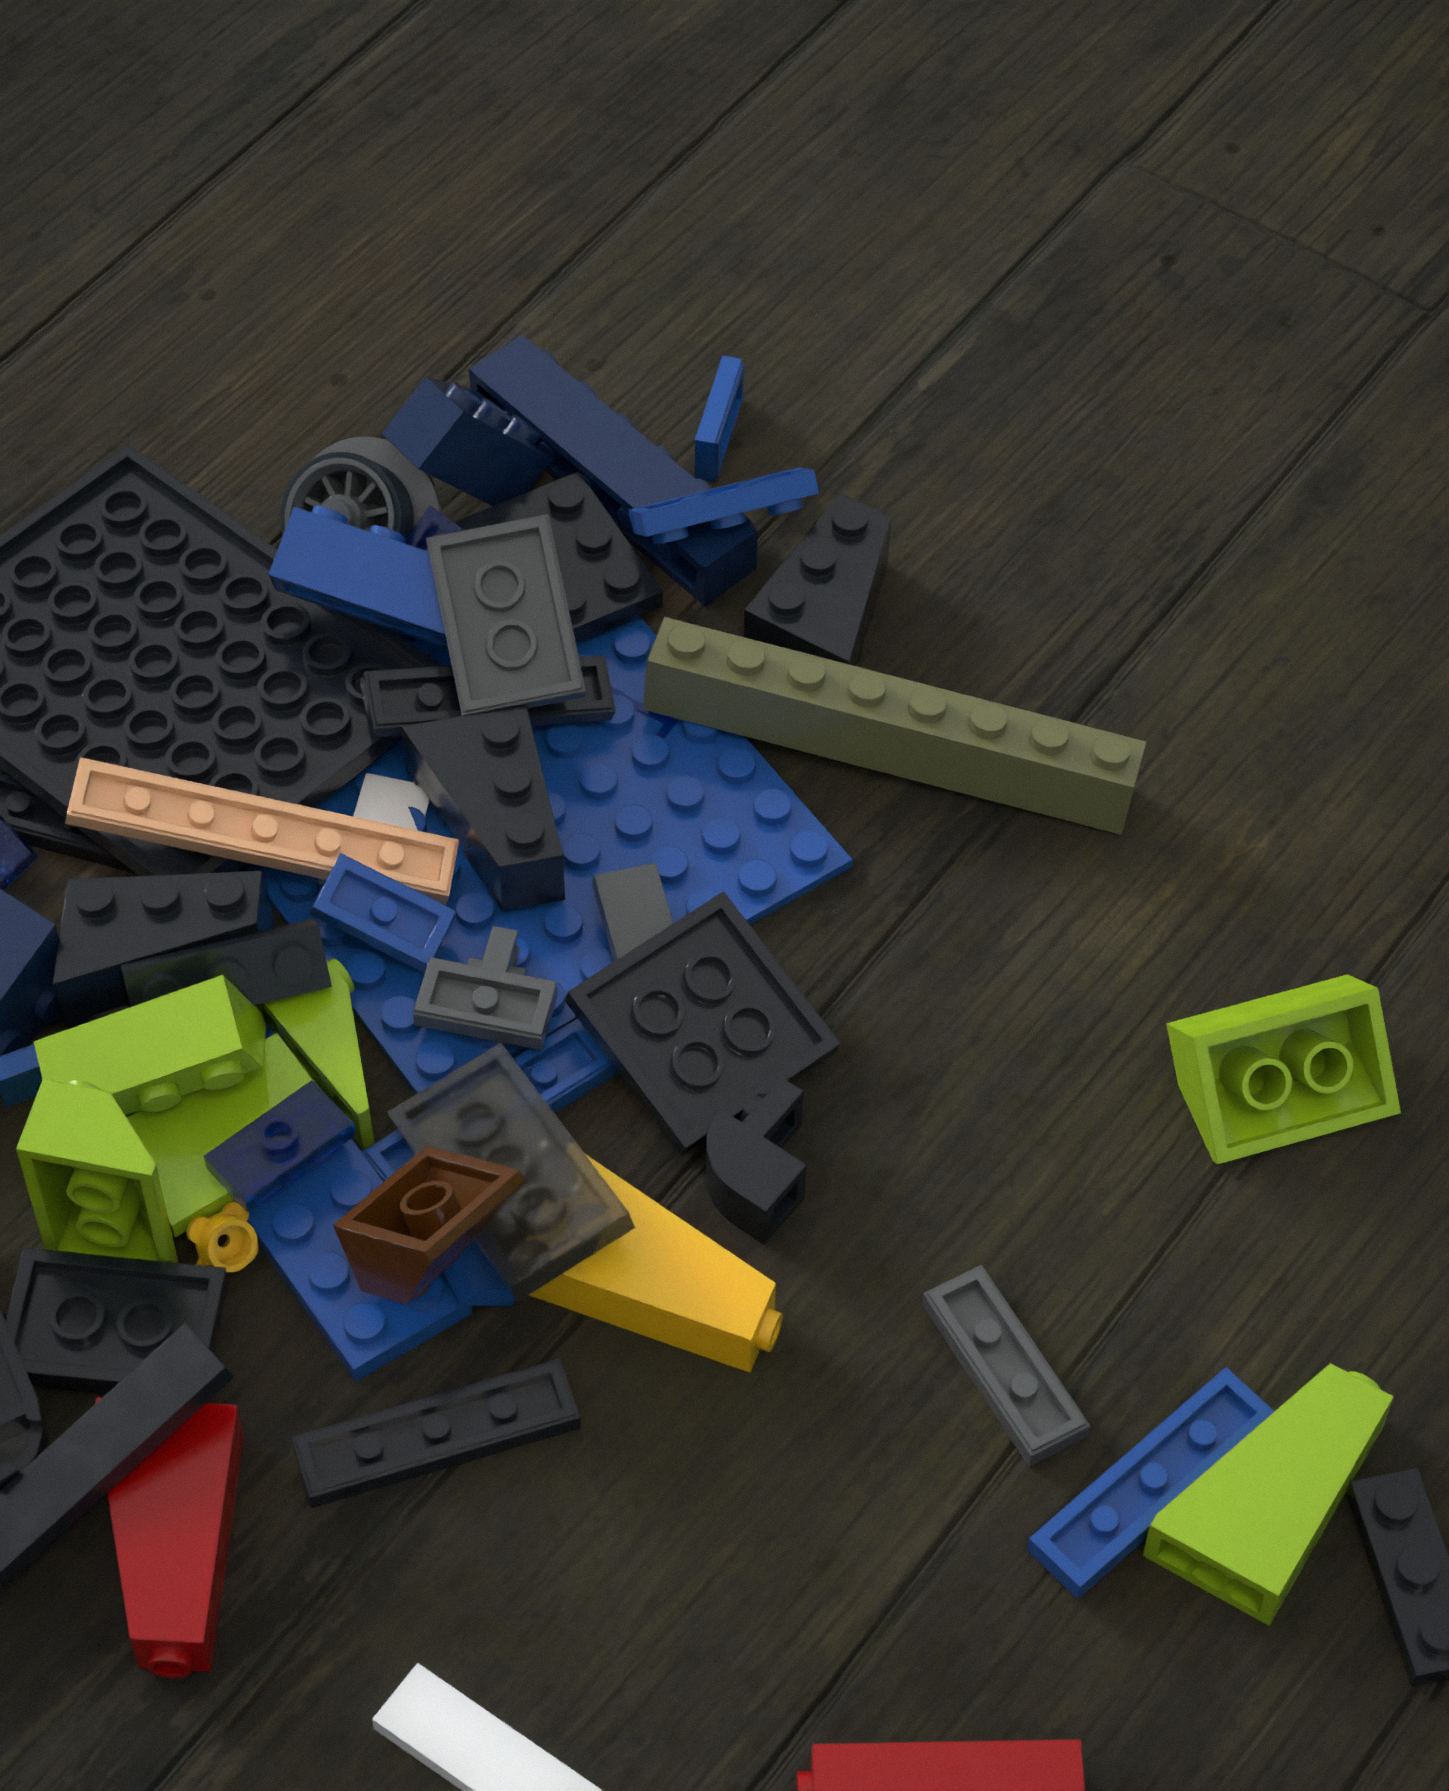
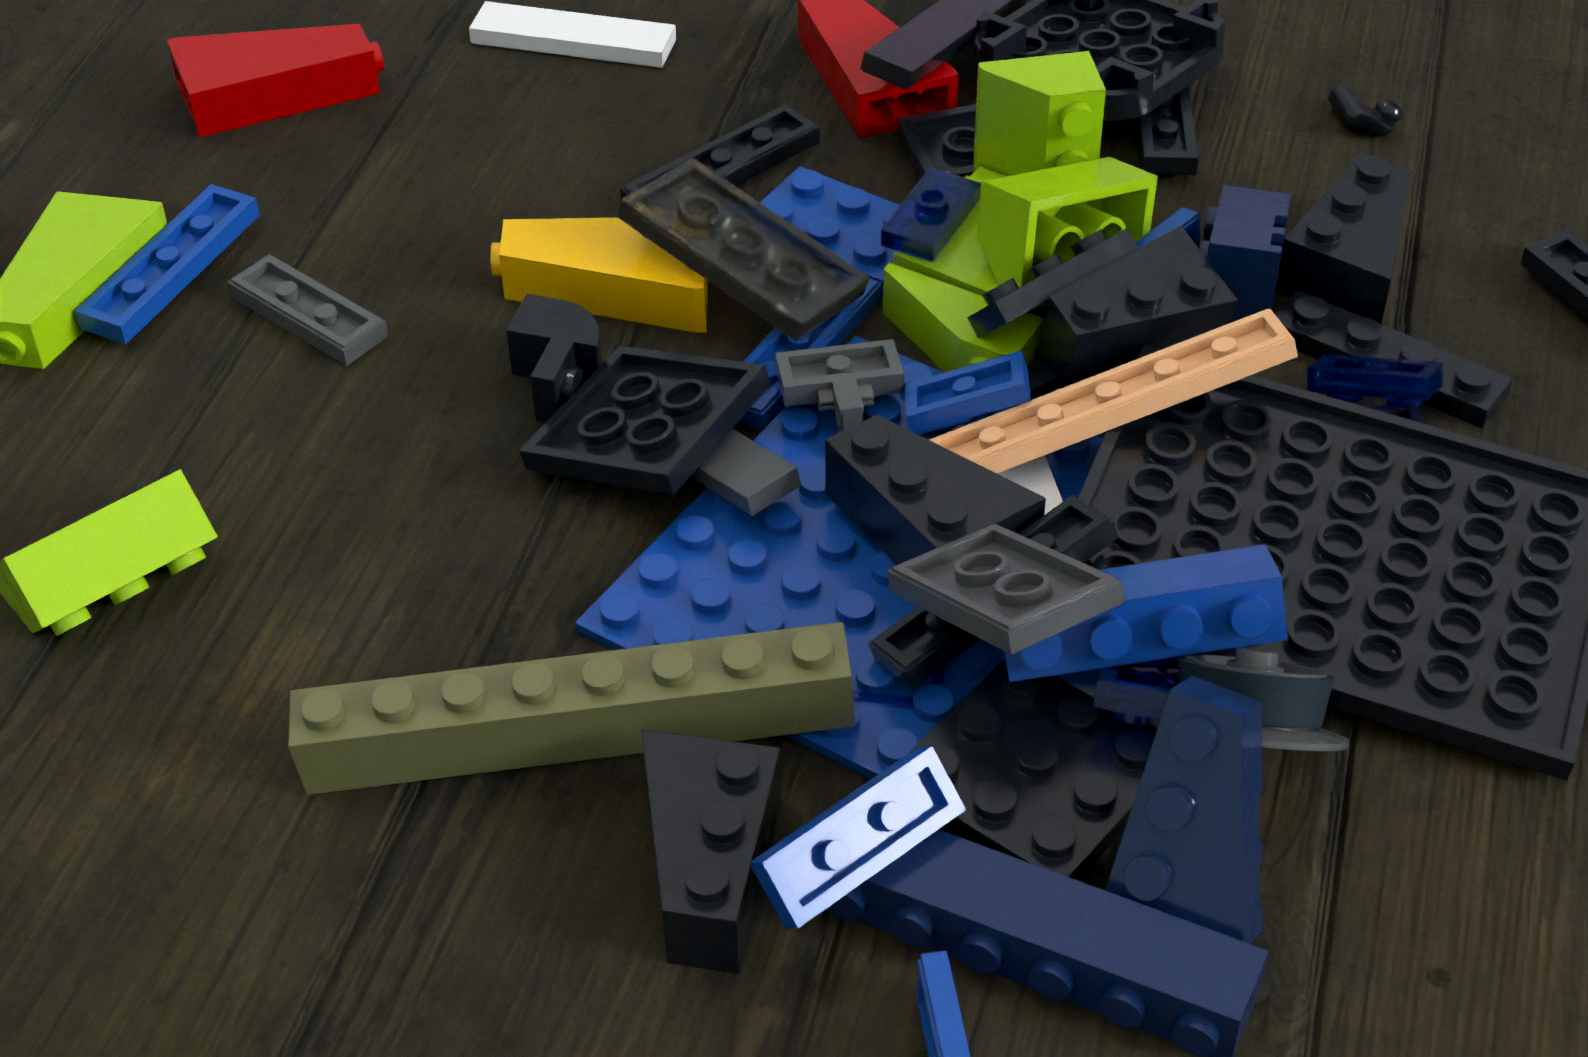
camera: 160 degrees right, 10 degrees down
(422, 1220) = (778, 162): reddish brown slope -> none

